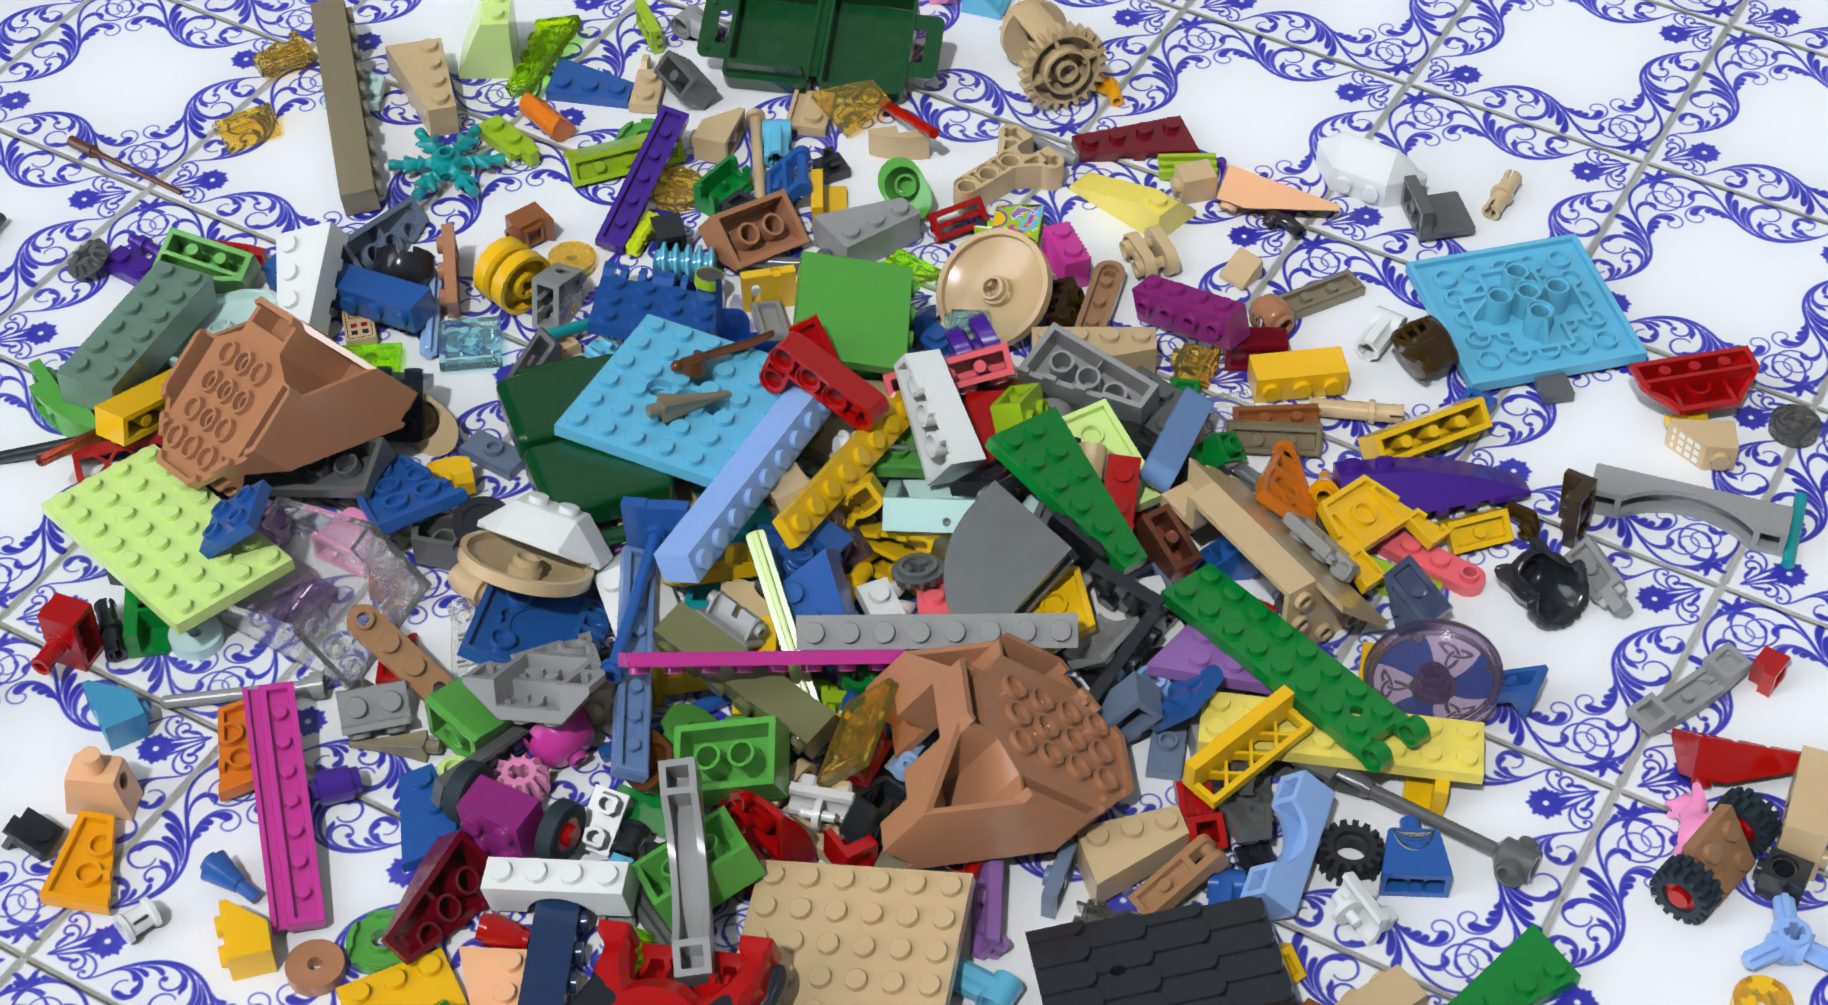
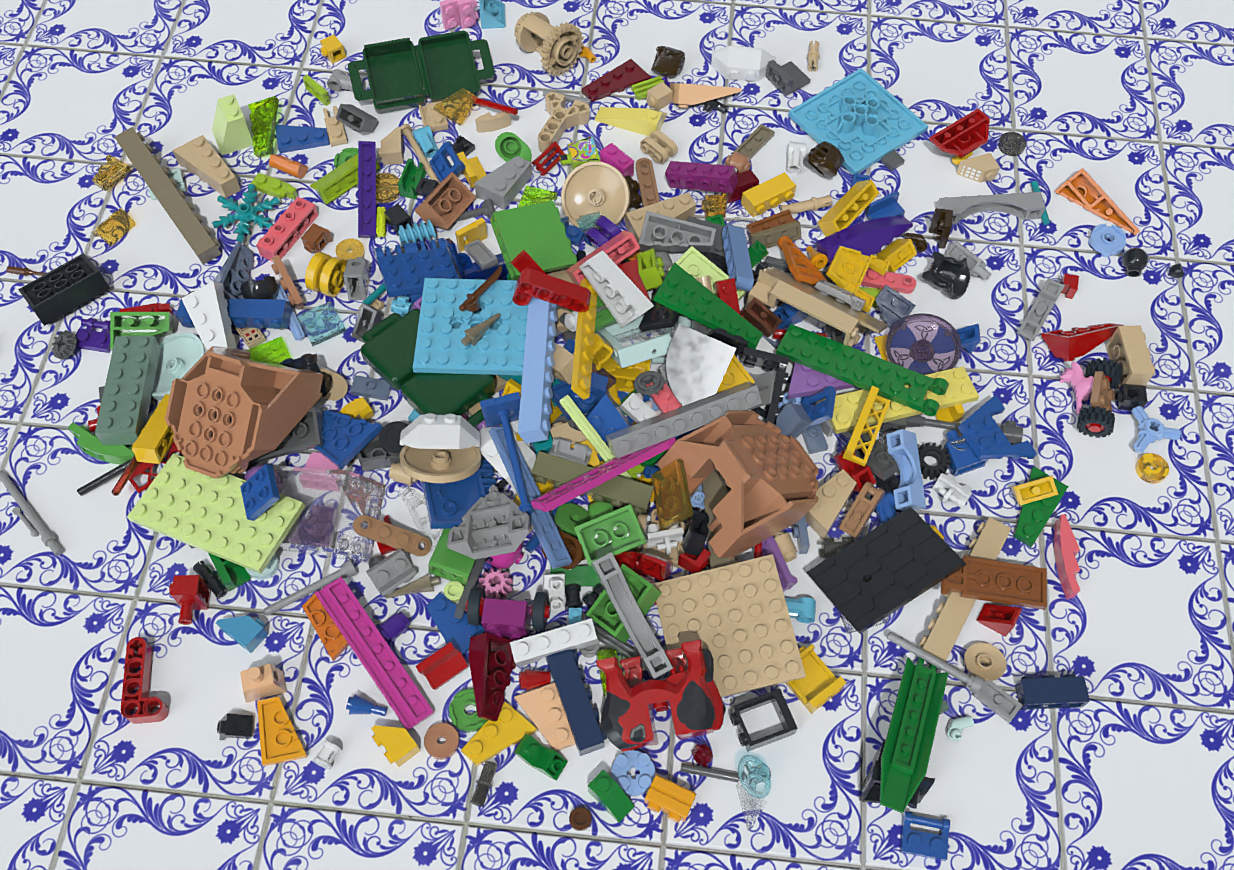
camera: 25 degrees left, 15 degrees up
(130, 188) = (64, 289): none -> black slope
(375, 860) = (443, 665): none -> red panel
(488, 203) = (287, 229): none -> coral brick
(706, 278) = (437, 240): tile -> none
(1018, 892) = (786, 546): none -> tan brick
(1236, 133) = (668, 61): none -> dark brown piece
(1242, 269) = (708, 141): tan slope -> none
(1465, 847) = (988, 439): none -> blue wing
(1496, 449) = (885, 207): none -> blue panel
(1509, 955) = (1034, 490): none -> yellow slope

